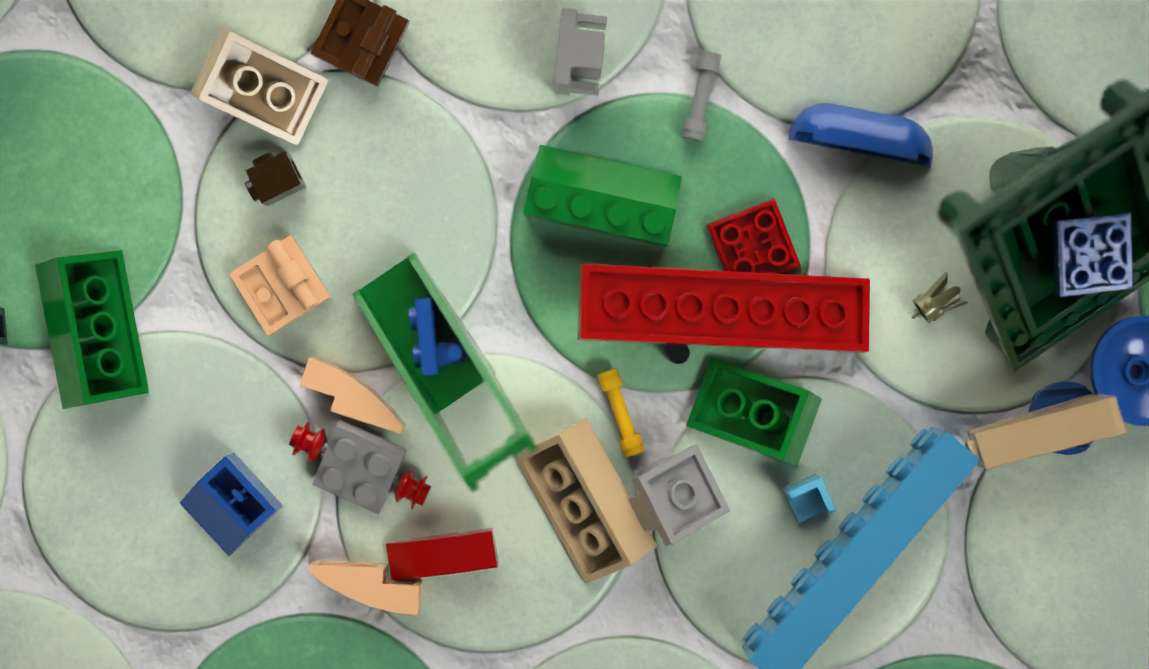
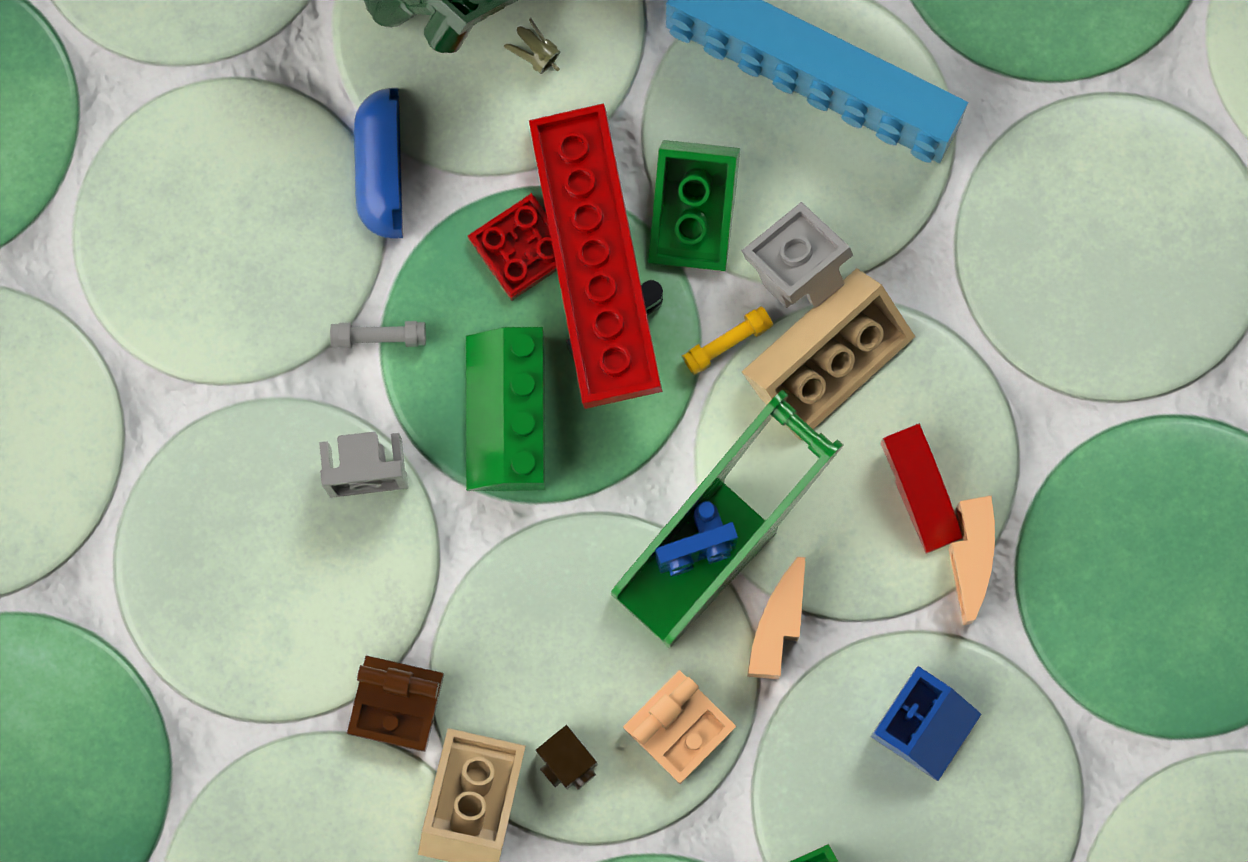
camera: 105 degrees left, 10 degrees down
(359, 466) = (851, 596): light grey plate -> none
(808, 498) = (768, 129): medium azure panel -> none

